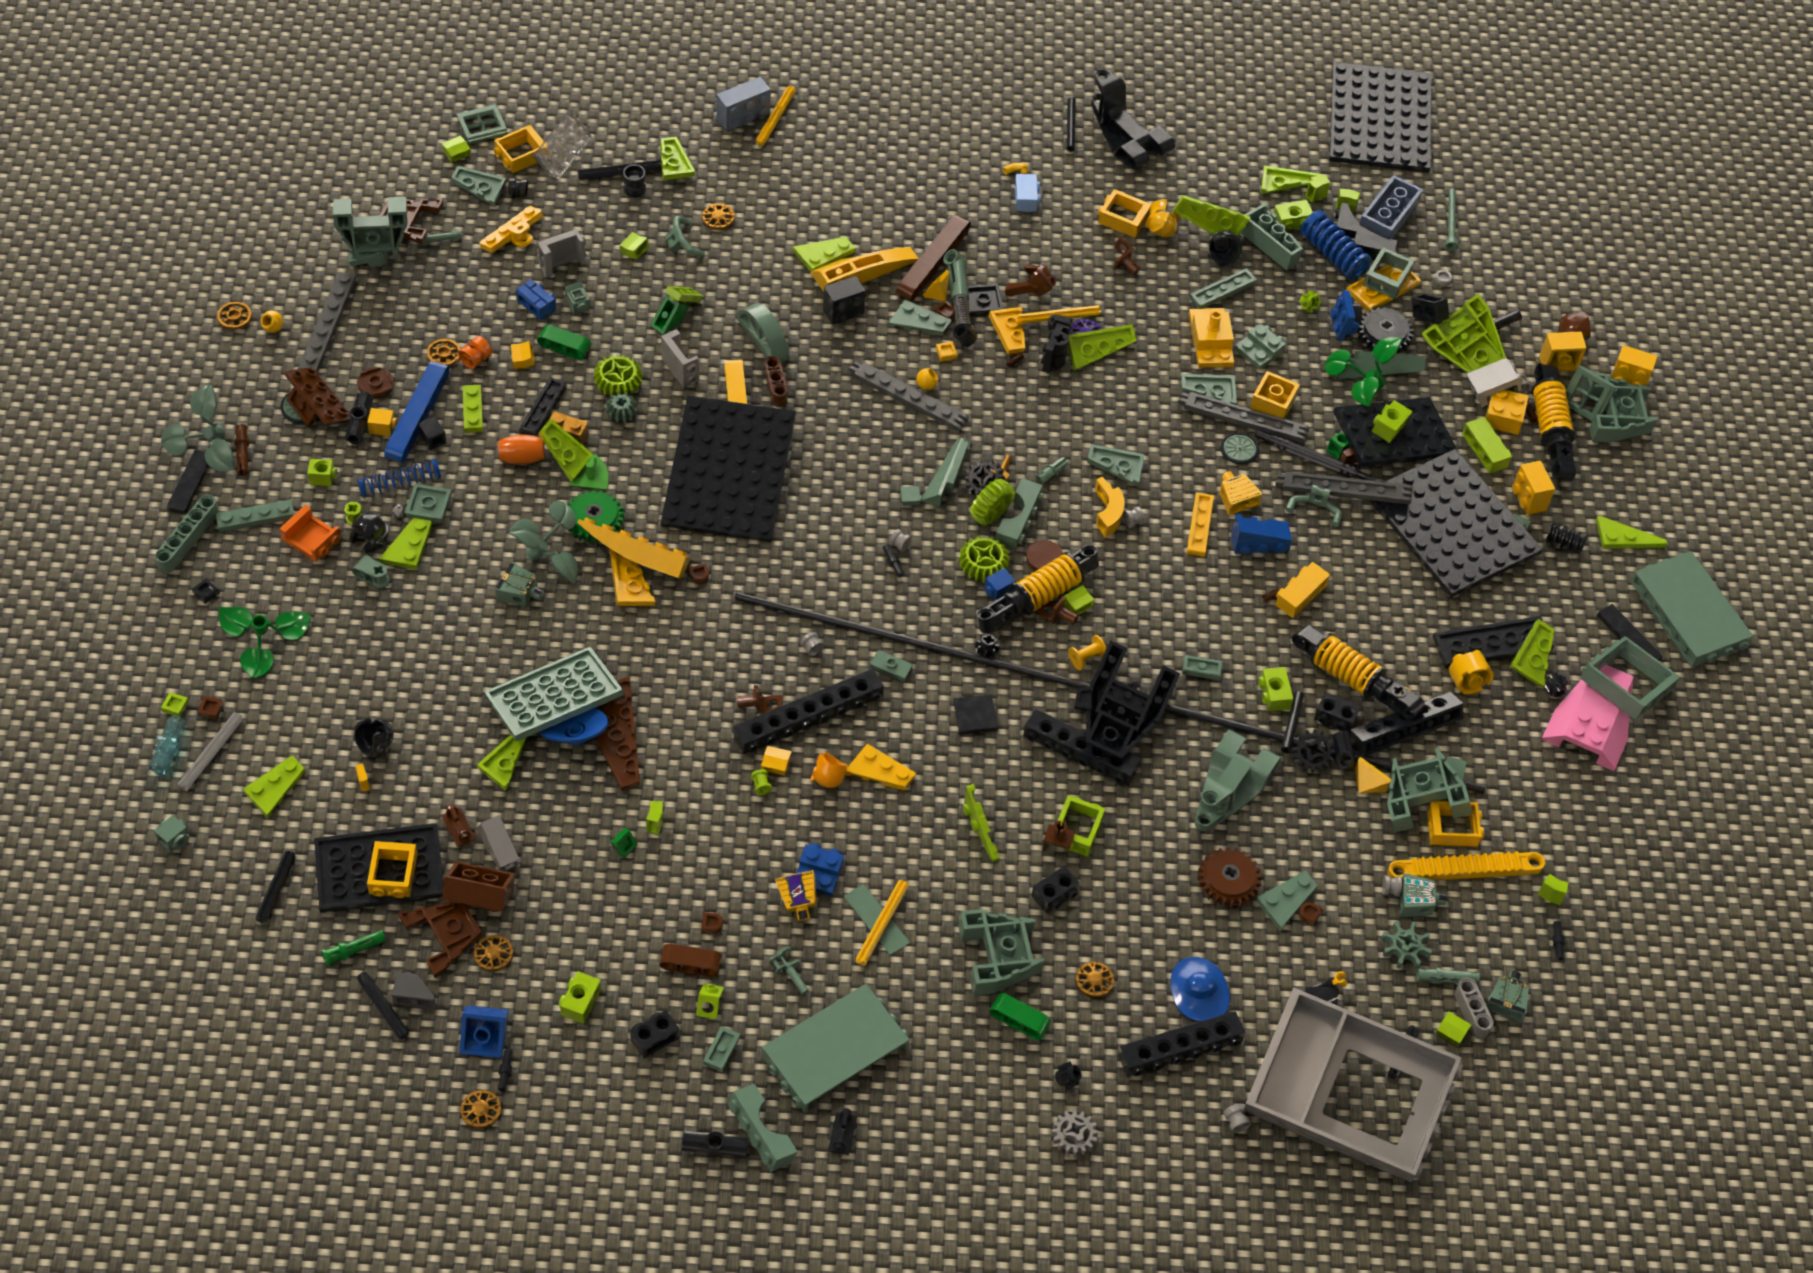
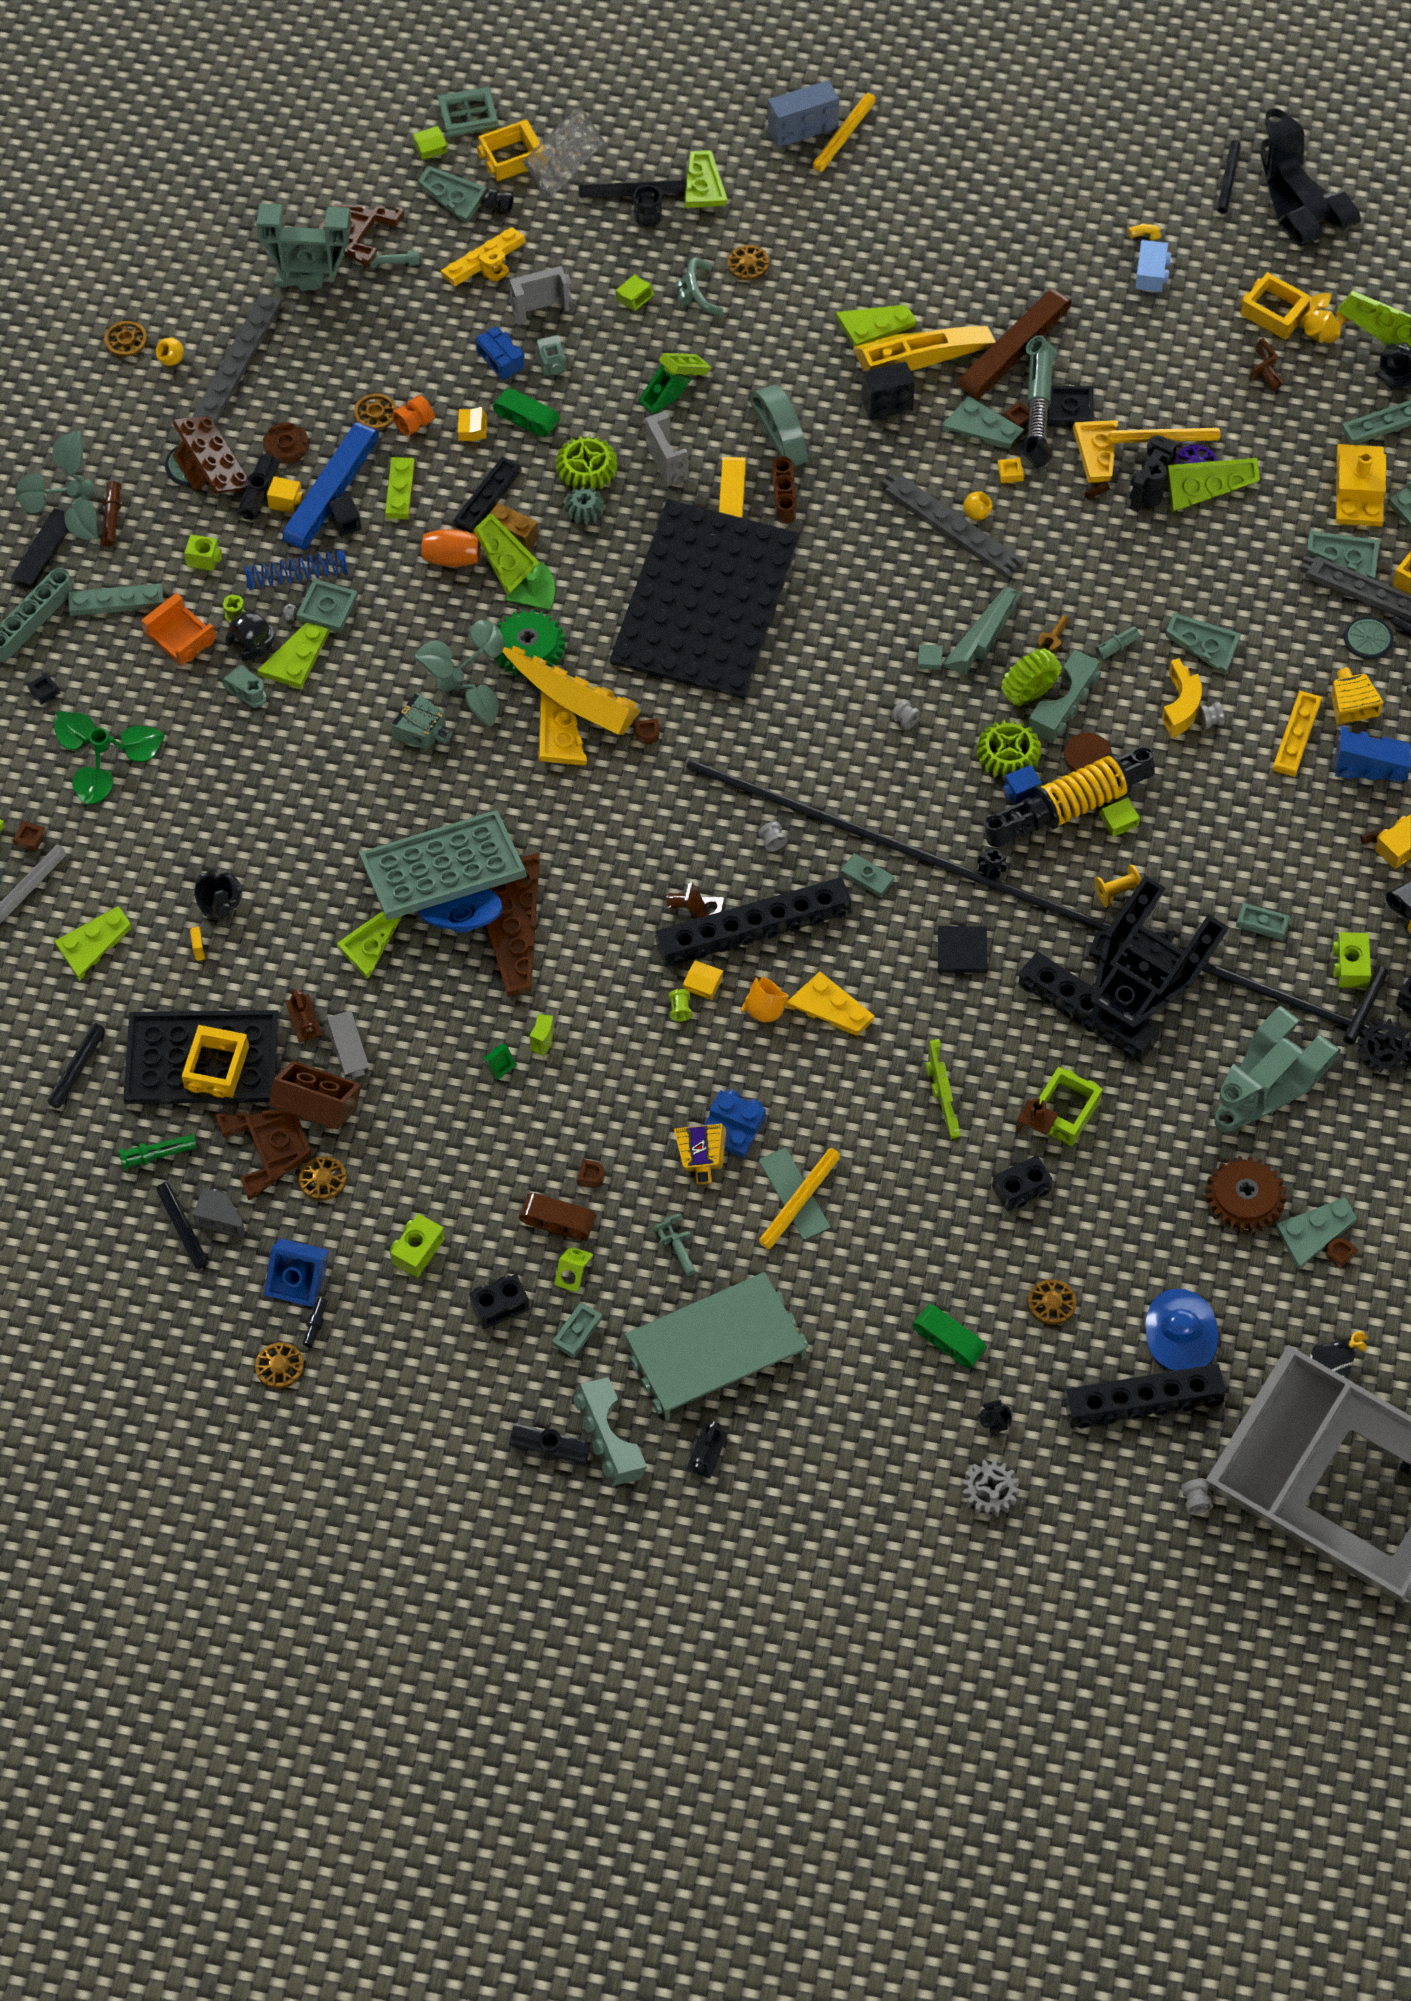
camera: 15 degrees right, 5 degrees up
(893, 560) = (893, 739): black bar -> none
(938, 288) = (1013, 385): yellow slope -> none
(979, 472) = (1026, 640): black gear -> none
(1005, 947) = (945, 1250): sand green wedge -> none
(1039, 283) = (1145, 391): reddish brown piece -> none
(1058, 611) = (1091, 827): reddish brown bracket -> none

